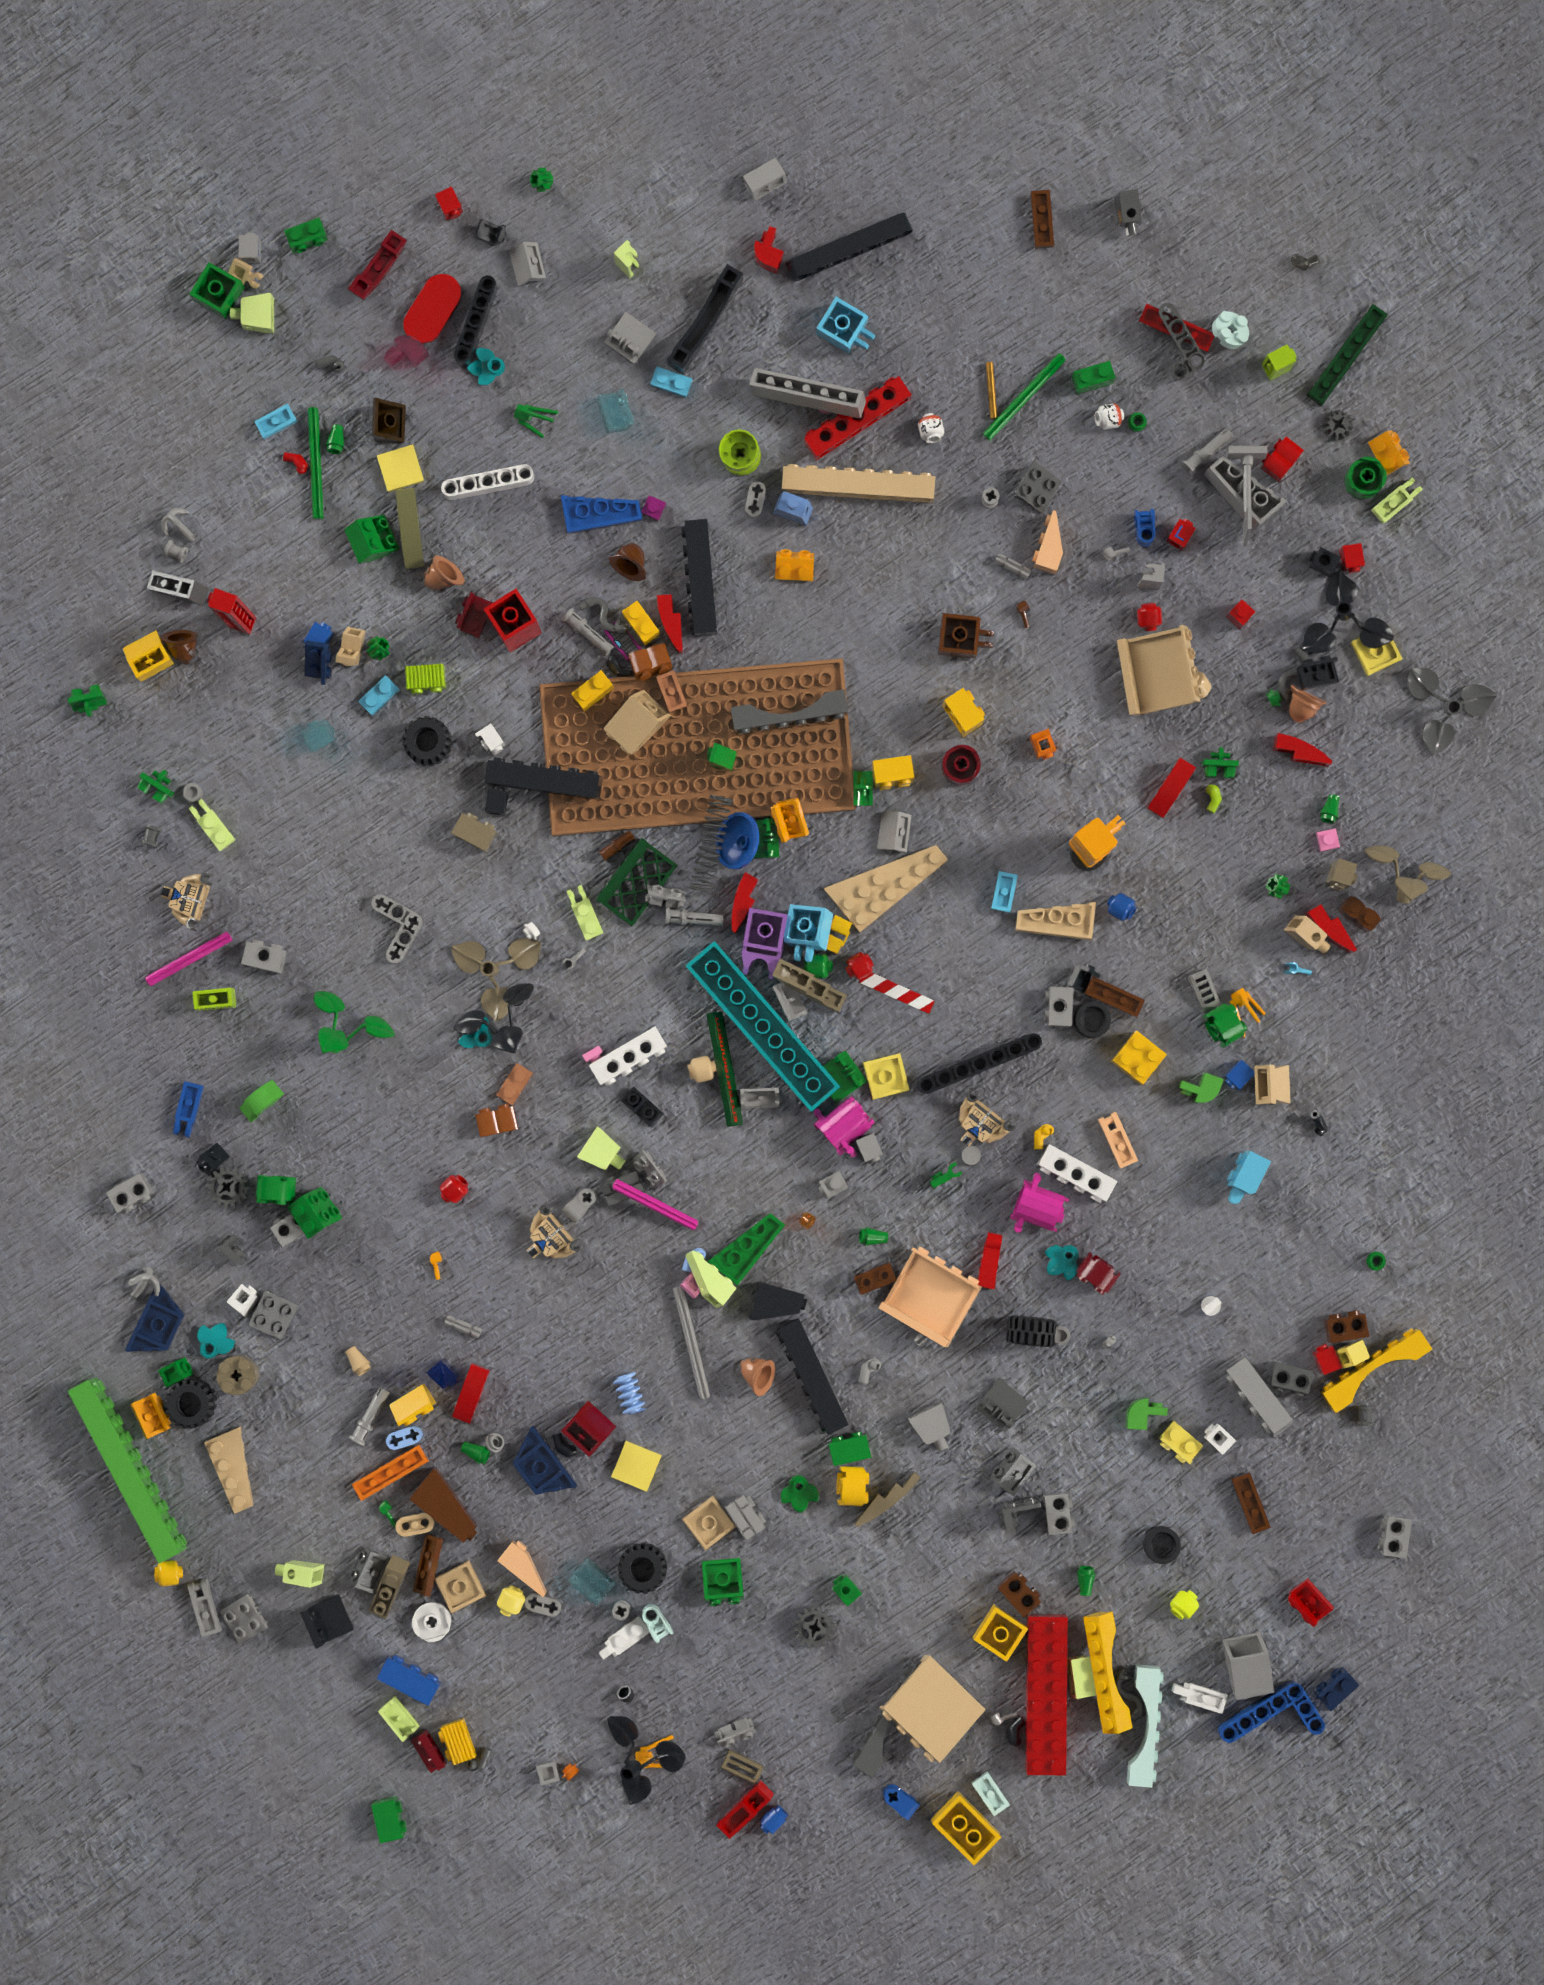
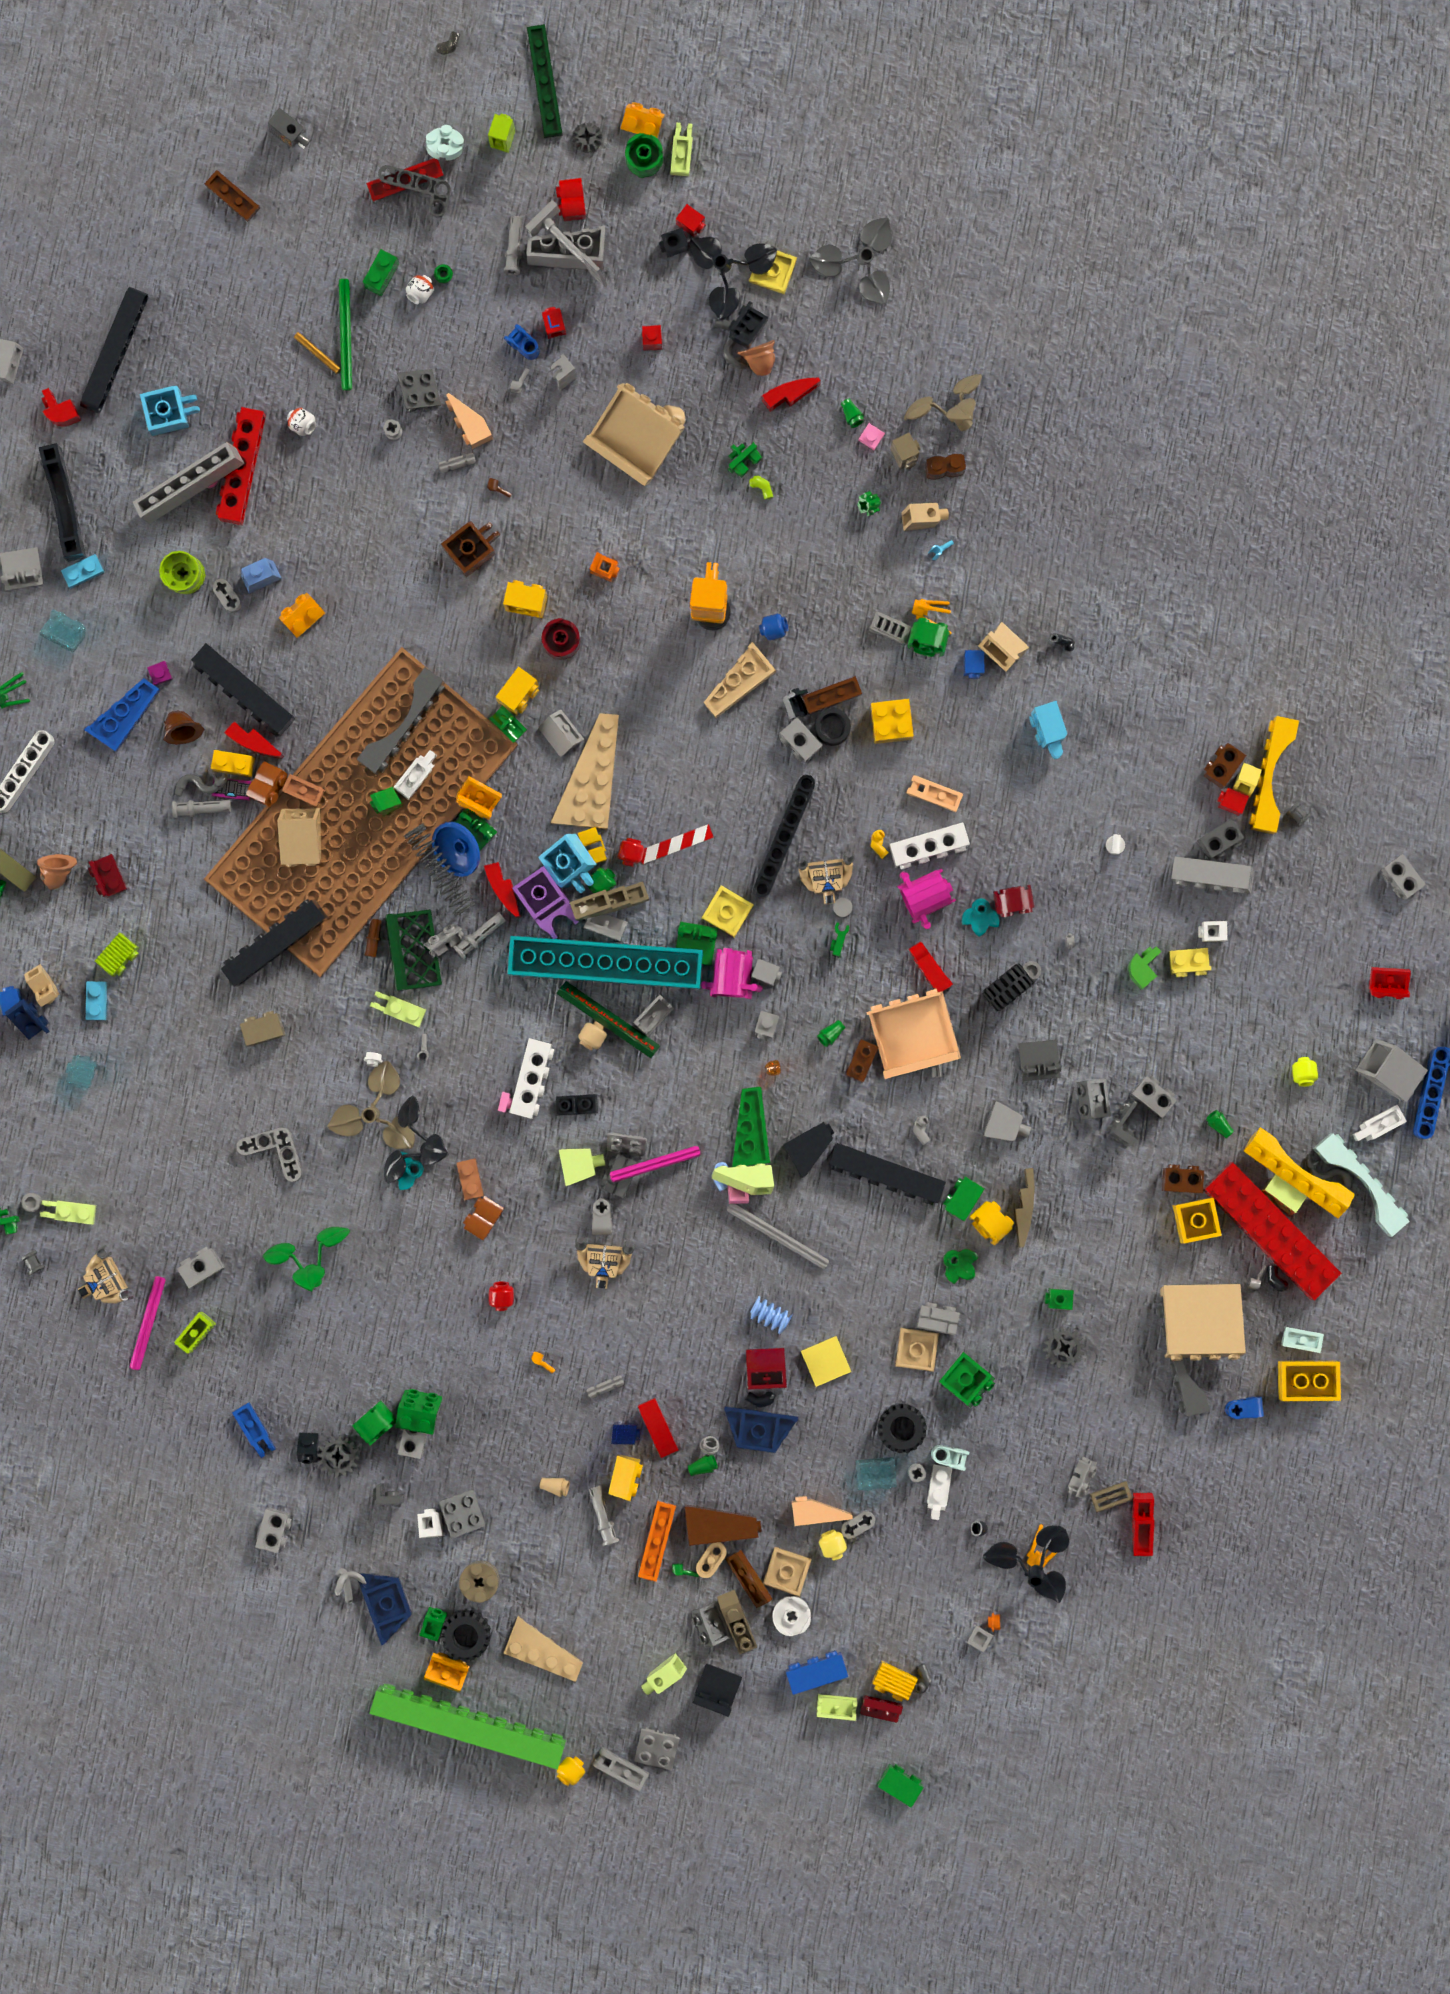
camera: 45 degrees left, 0 degrees up
(216, 1338) = (437, 1571): teal plate -> none
(261, 1100) = (300, 1371): bright green brick -> none
(378, 648) = (62, 967): green gear -> none
(405, 1442) = (637, 1504): light blue beam -> none
(415, 729) = (147, 998): black tyre -> none
(491, 739) = (208, 952): white brick -> none
(496, 801) = (256, 991): black brick -> none
(513, 620) = (139, 851): red brick -> none
(592, 690) = (246, 845): yellow brick -> none
(616, 668) = (247, 813): black arm -> none
(758, 1374) = (847, 1210): nougat piece -> none
(761, 759) = (415, 775): none -> white hinge
(773, 1819) = (1169, 1511): blue brick -> none
(858, 484) = (289, 512): tan brick -> none
(1004, 892) = (681, 698): medium azure plate -> none
(1149, 616) = (589, 402): red head -> none
(1171, 787) = (725, 508): red slope -> none
(1176, 1544) = (1247, 1060): black tyre -> none
(1206, 1091) = (962, 698): bright green brick -> none
(1250, 1503) = (1280, 954): reddish brown plate -> none
(1274, 698) = (734, 373): green plate -> none
(1333, 928) = (937, 494): red slope -> none
(1382, 1261) = (1198, 692): green plate -> none

